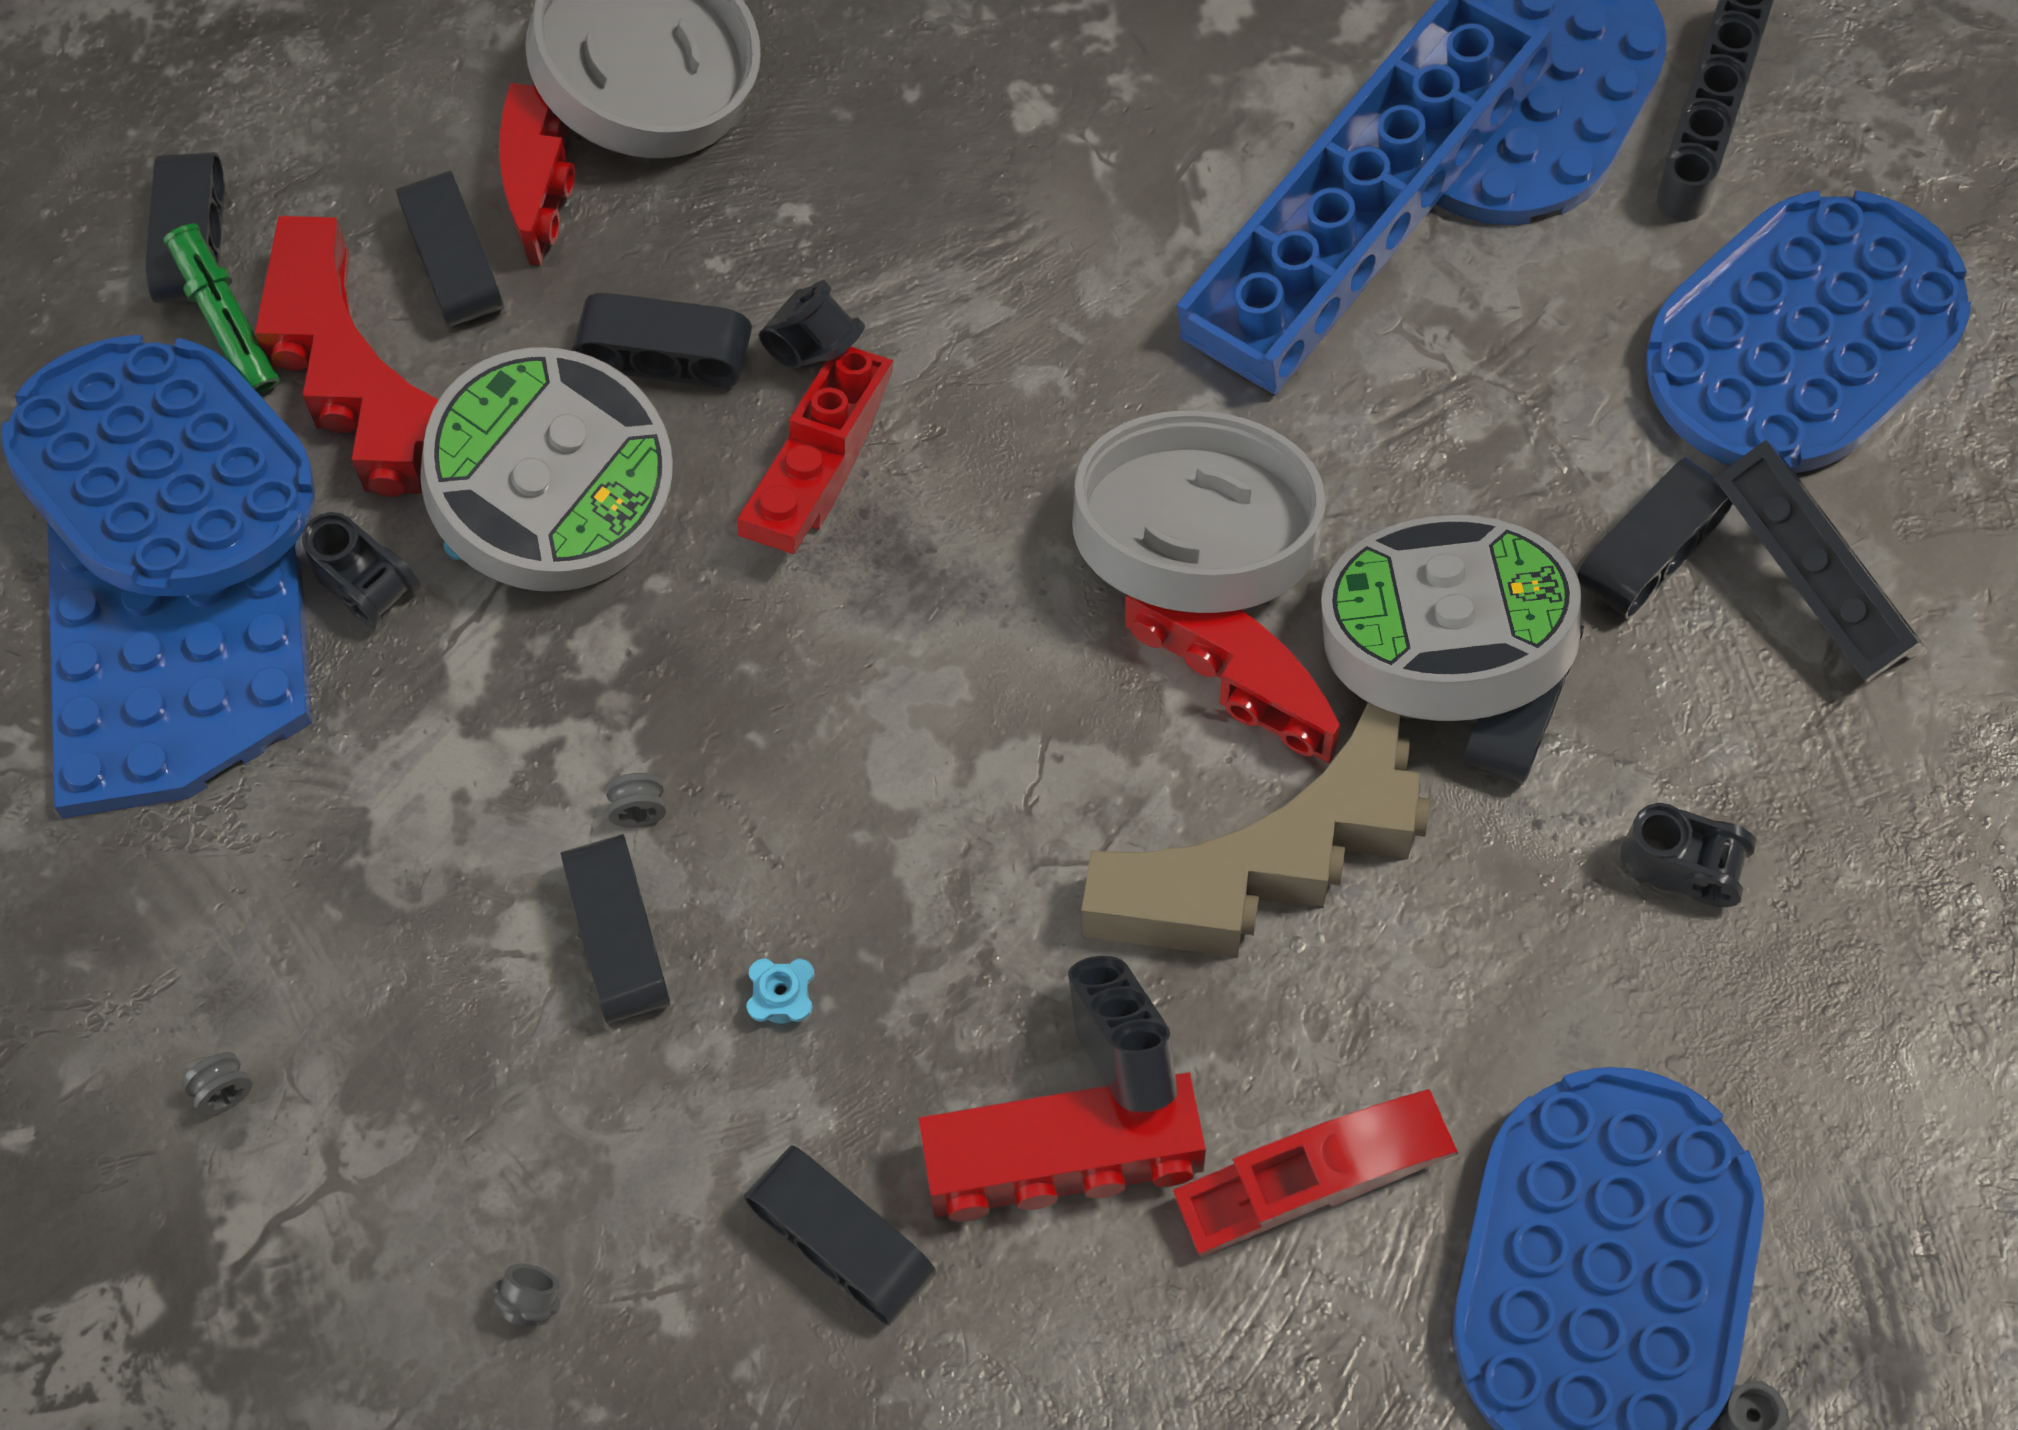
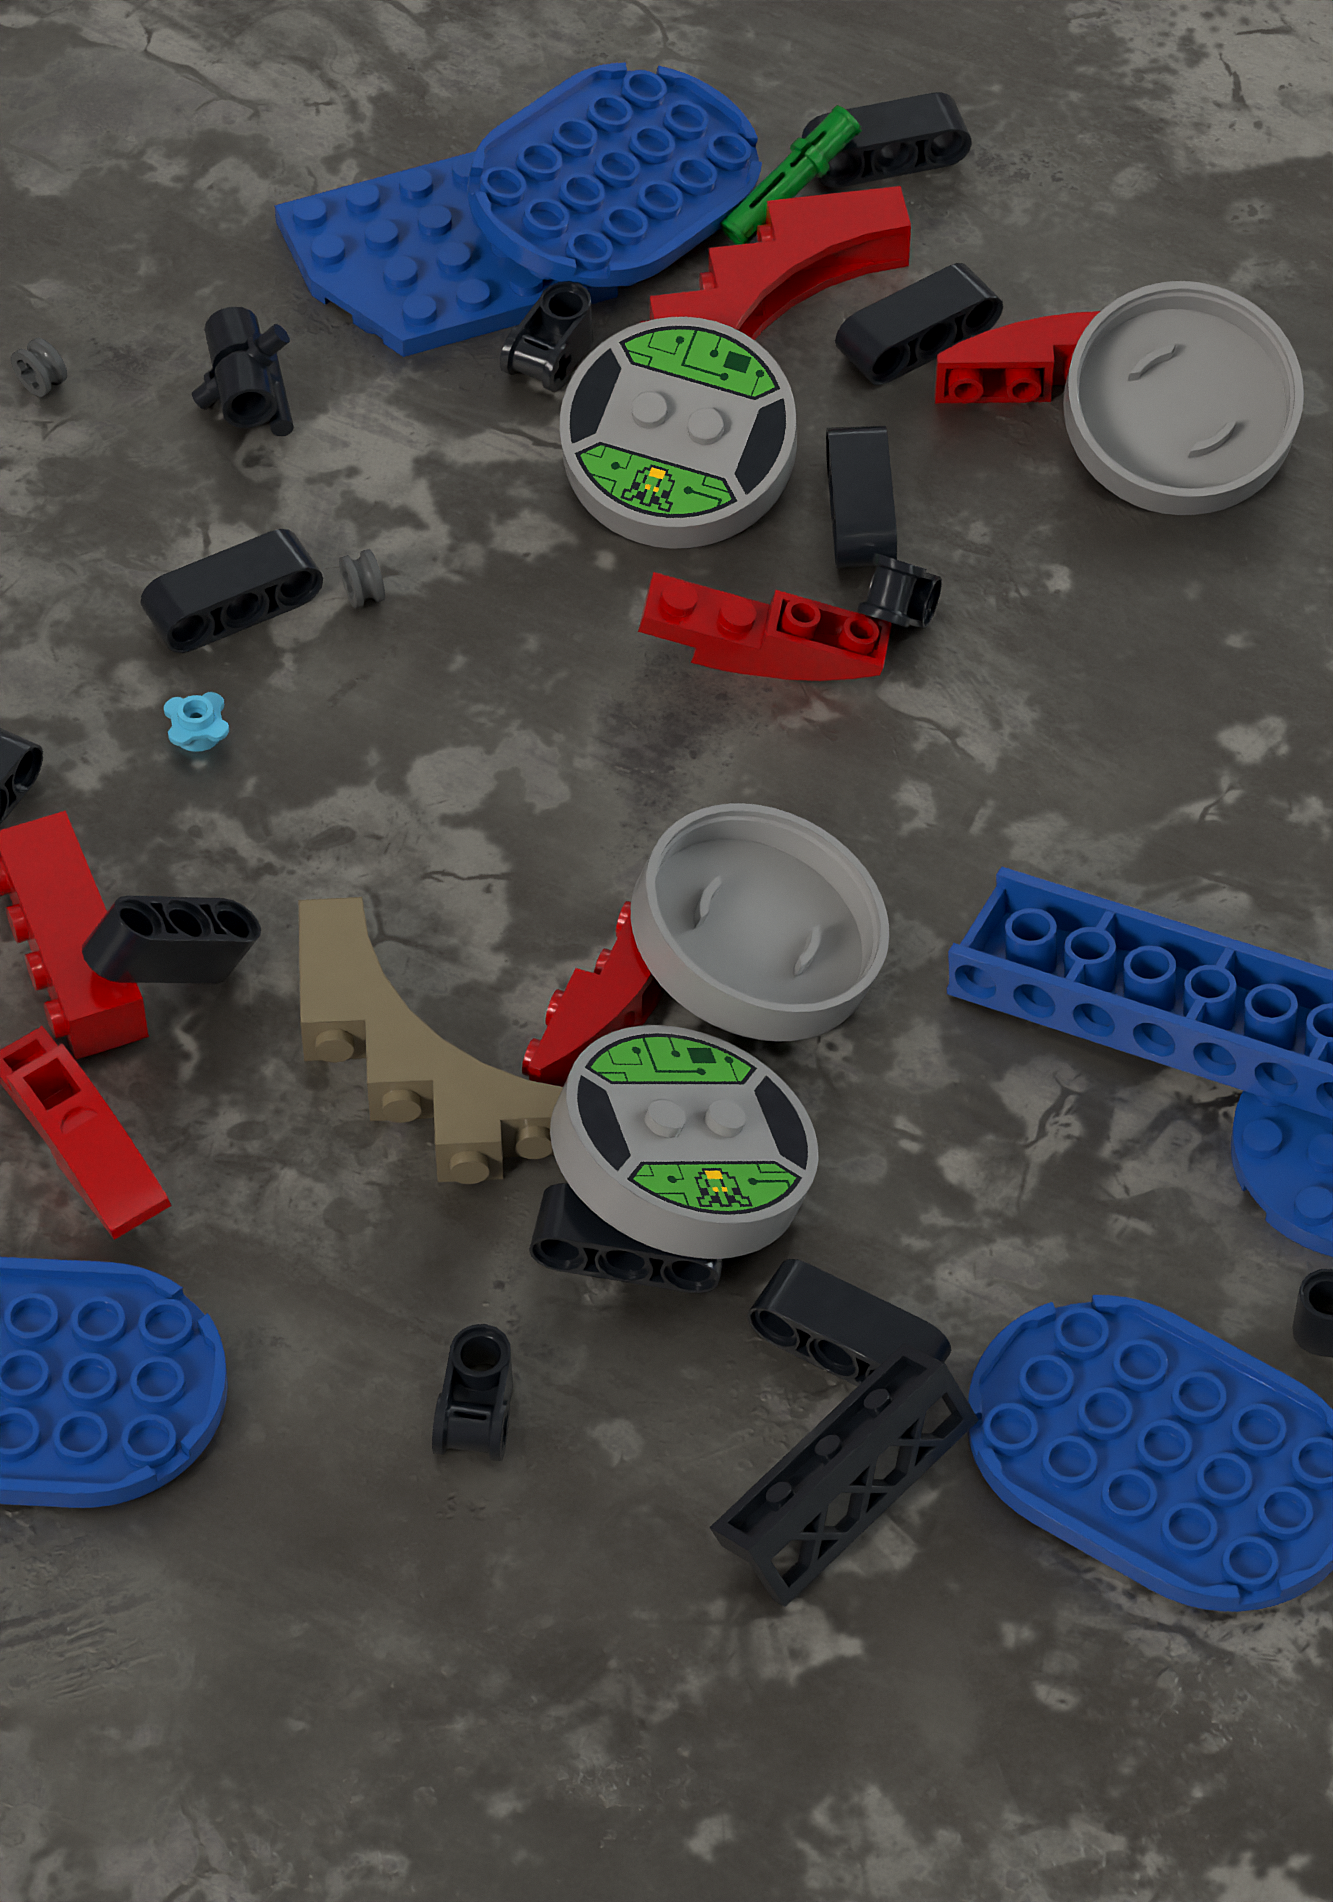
camera: 75 degrees right, 10 degrees down
(308, 866) = (245, 371): none -> black pin

